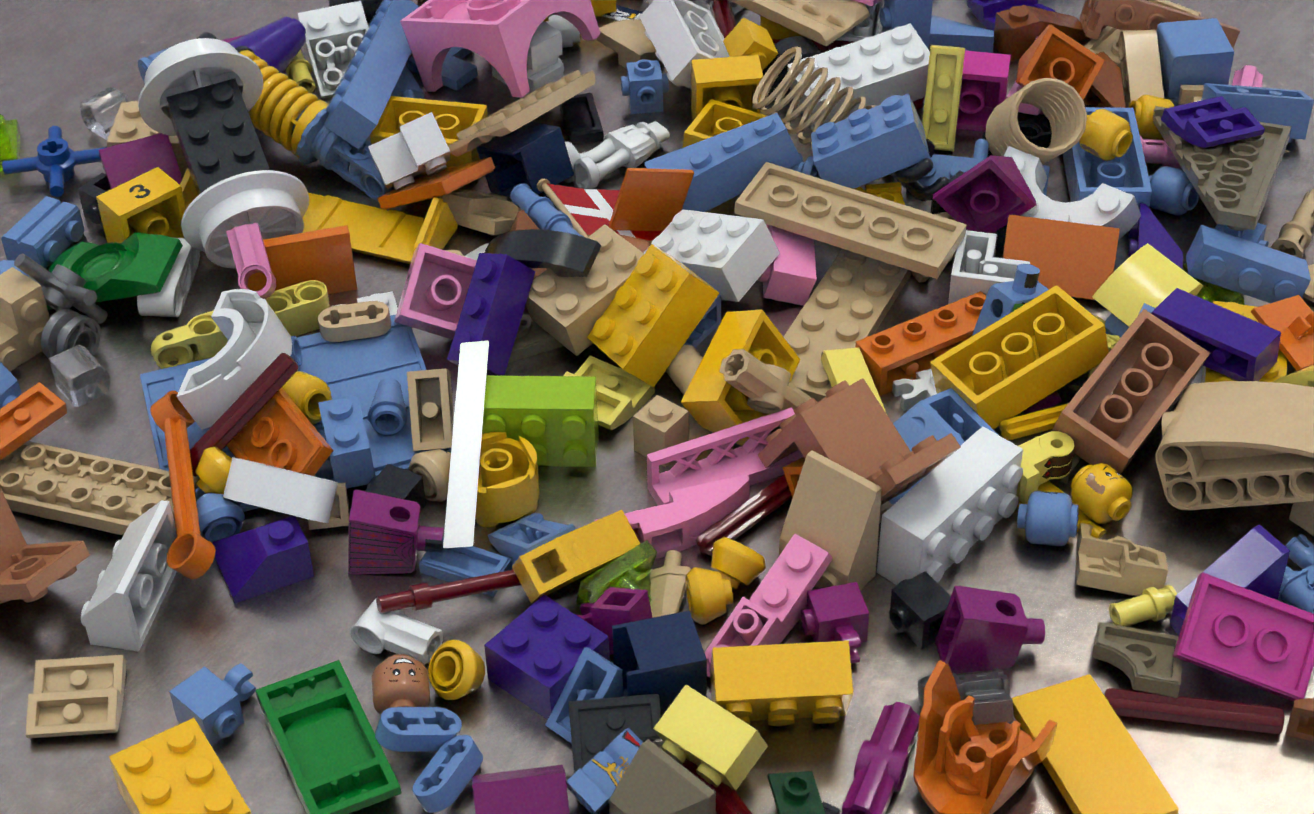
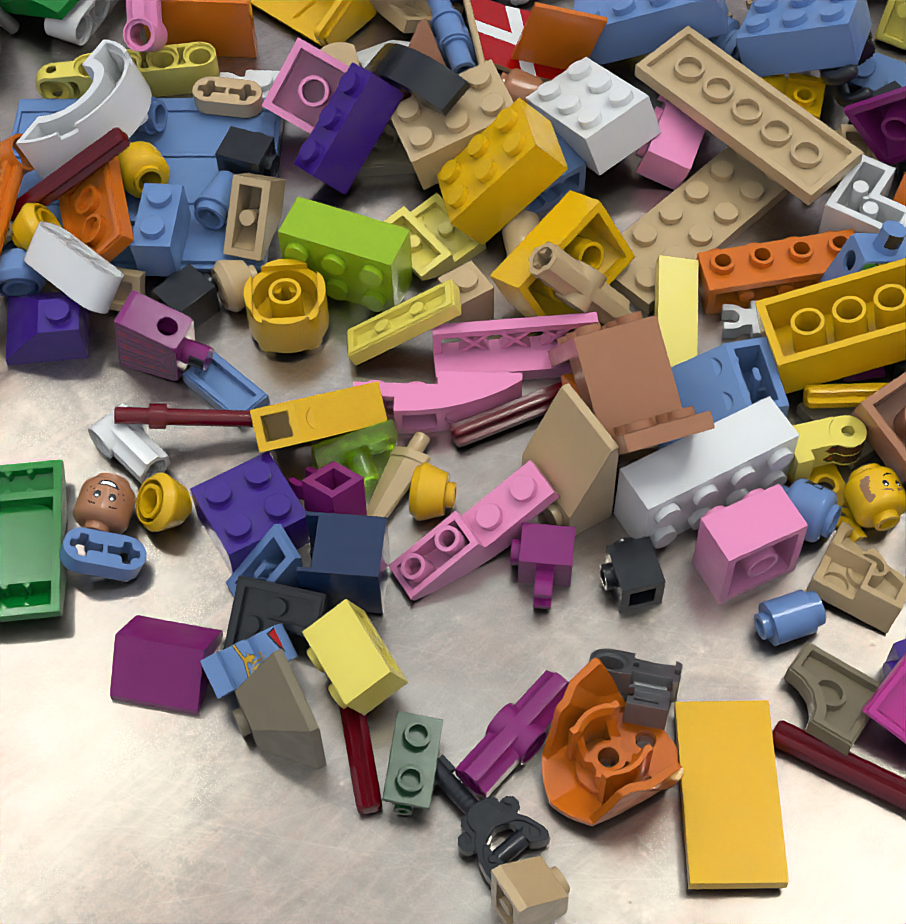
camera: 20 degrees right, 15 degrees up
(400, 355) = (247, 153): none -> black brick
(447, 773) = (111, 608): medium blue beam -> none
(466, 445) = (259, 268): white sticker -> none
(526, 535) = (298, 377): medium blue slope -> none
(616, 461) = (403, 322): none -> light yellow tile
(736, 562) = (473, 465): yellow cone -> none
(783, 681) = (446, 620): yellow brick -> none
(985, 630) = (683, 620): magenta torso -> none
(1016, 548) = (749, 542): none -> bright pink brick
(1075, 605) = (789, 617): none -> medium blue brick
(1152, 605) = (862, 639): light yellow pin -> none

